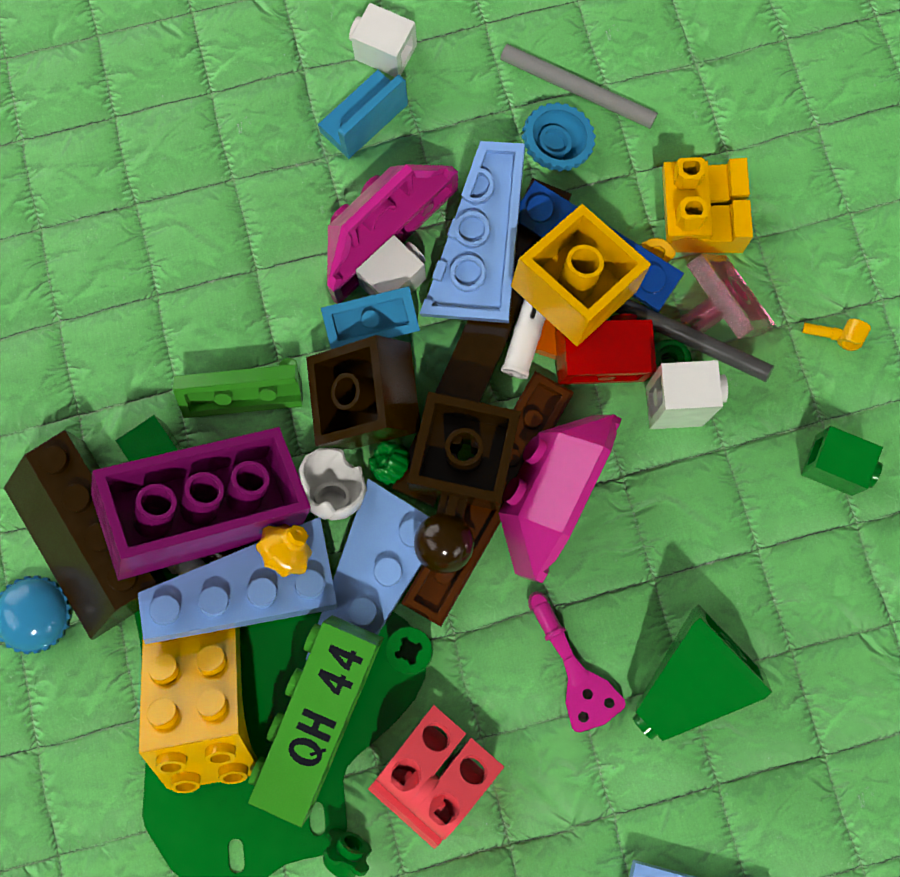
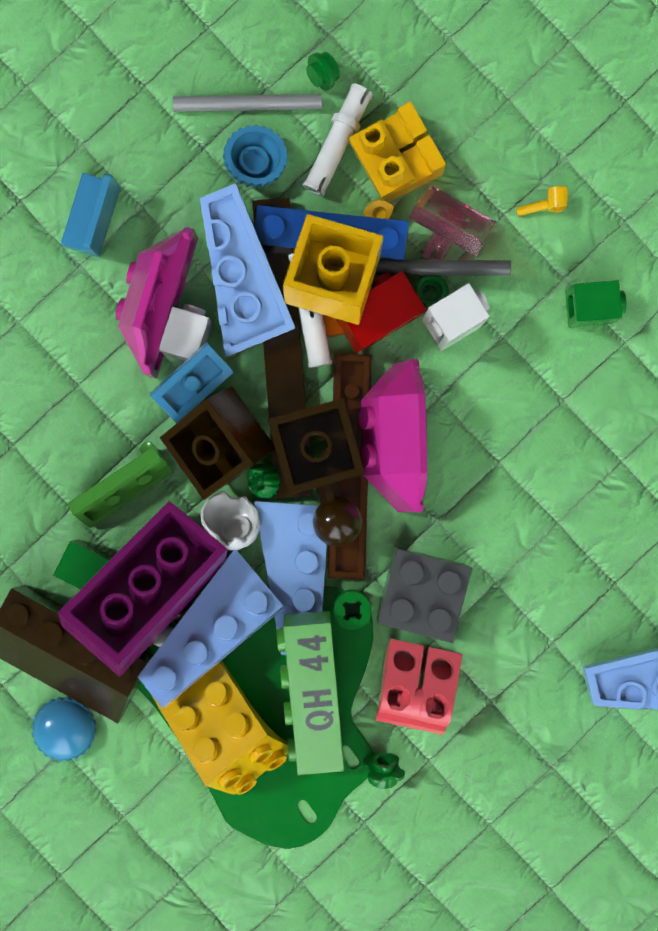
camera: 30 degrees left, 10 degrees up
(284, 549) = (225, 589): yellow piece -> none
(383, 40) = (73, 146): white brick -> none
(496, 676) = (423, 594): none -> dark grey brick
(578, 677) = (480, 561): dark pink piece -> none
(650, 163) = (344, 126): none -> white pin
(671, 90) = (322, 70): none -> green plate
(699, 680) = (568, 519): green slope -> none

